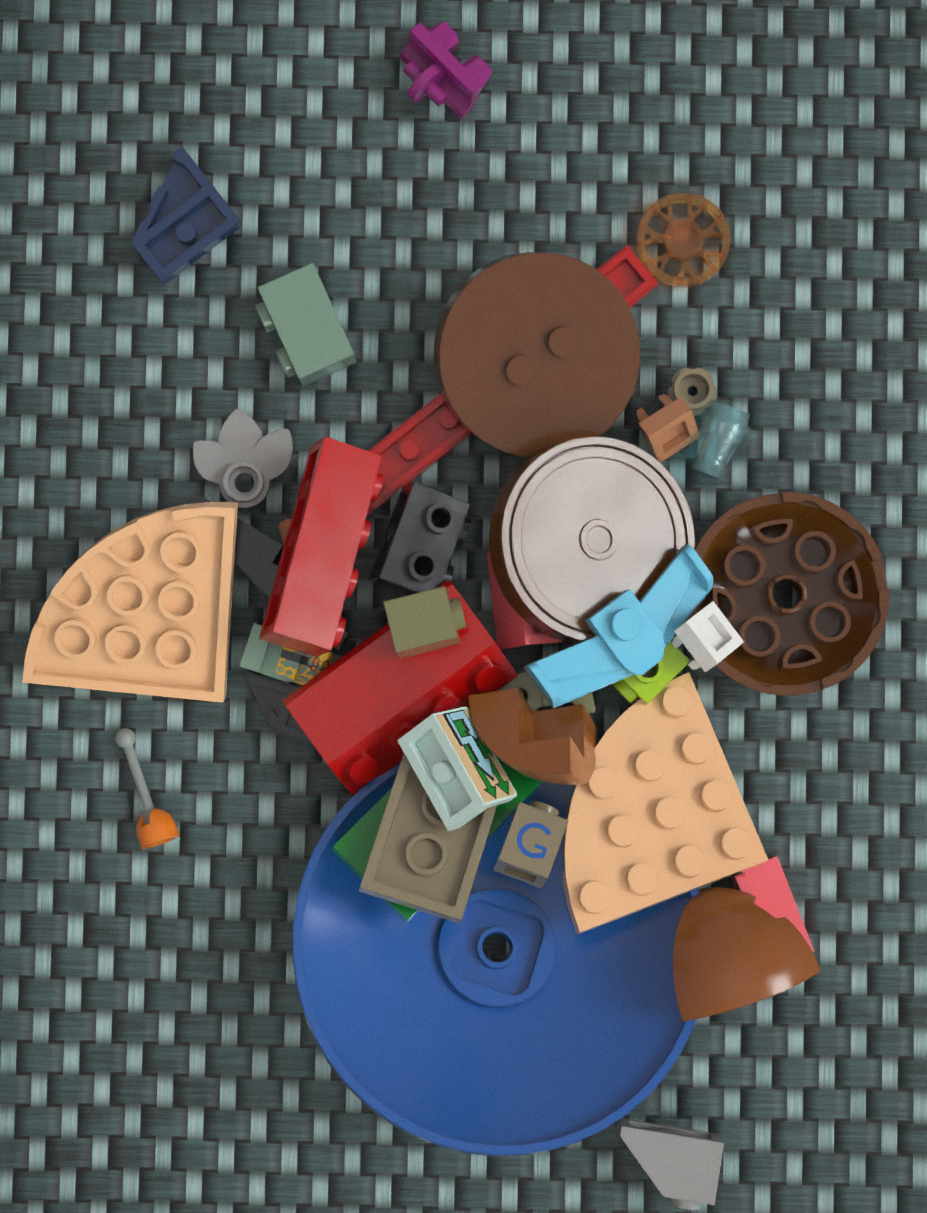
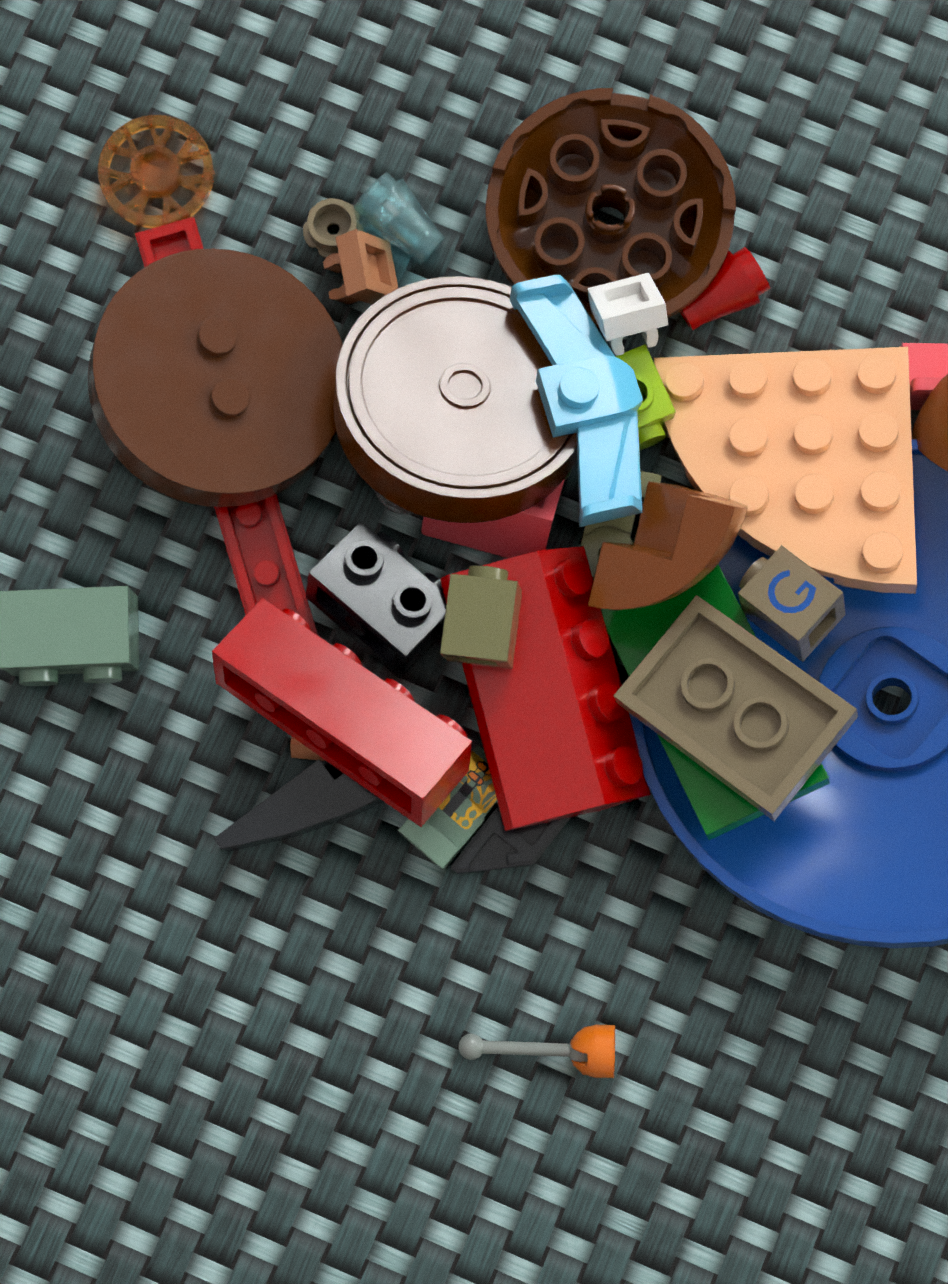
camera: 70 degrees left, 5 degrees down
(144, 609) = (326, 958): light nougat plate -> none
(243, 452) = (188, 768): light grey plate -> none
(456, 767) = (670, 648): light aqua panel -> none
(766, 711) = (732, 290): none -> red cone

